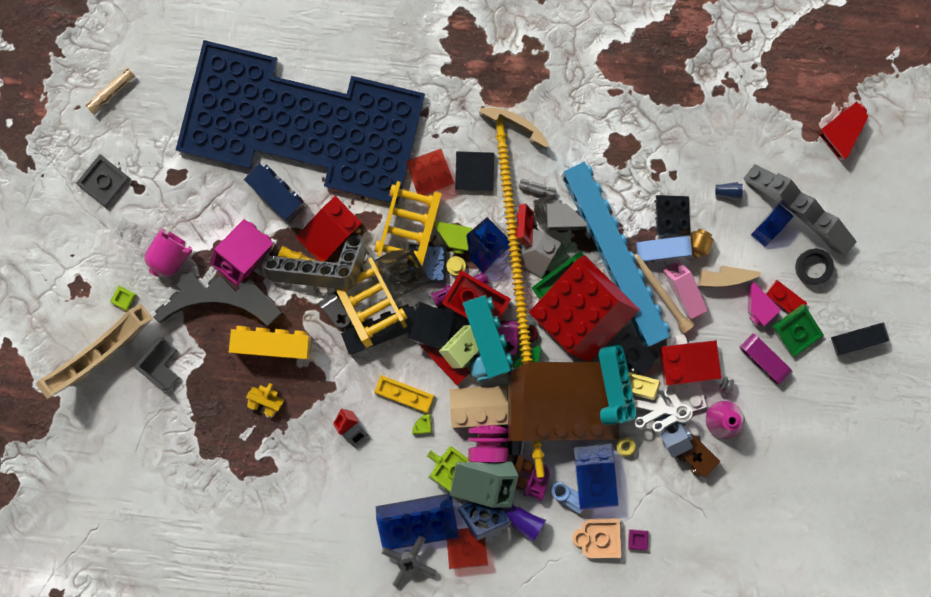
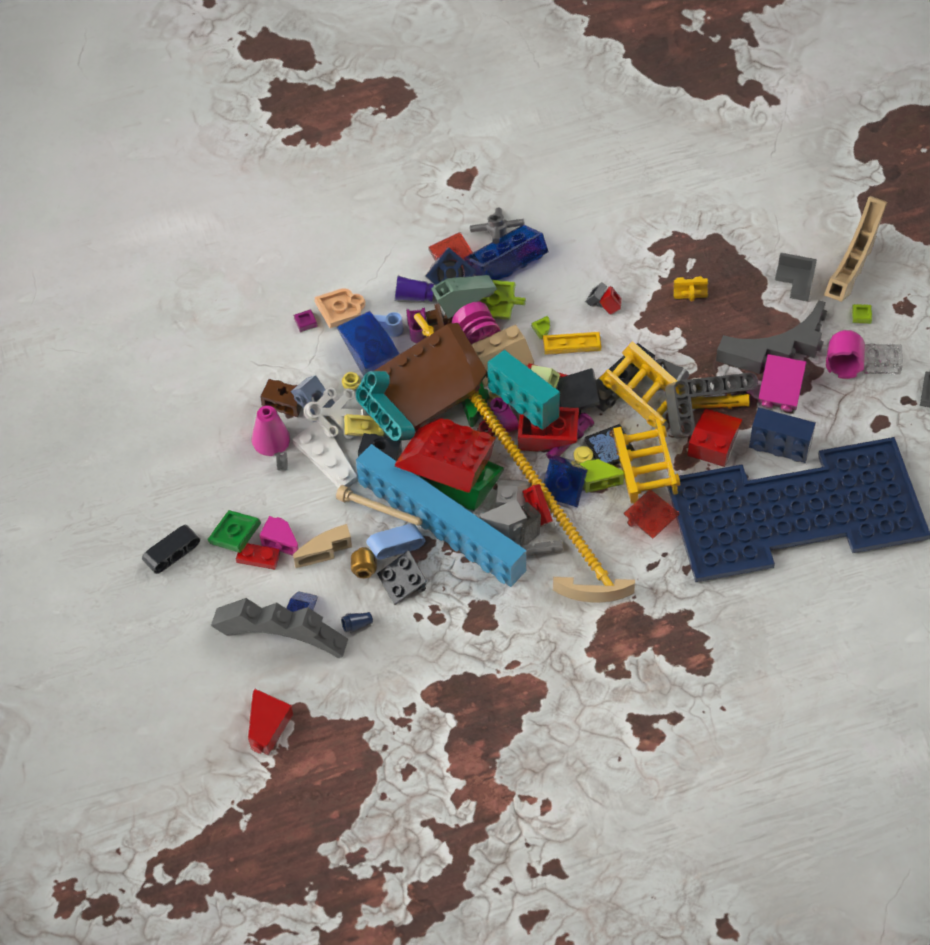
camera: 155 degrees right, 30 degrees down
(270, 344) = (709, 323): yellow brick -> none
(401, 271) = (631, 413): clear smoke slope -> none
(474, 171) = (610, 538): black tile -> none
(685, 289) = (359, 516): bright pink slope -> none
(690, 362) = (326, 458): red slope -> none
(766, 359) = (254, 496): magenta beam -> none
(814, 252) = (239, 578): black tyre -> none

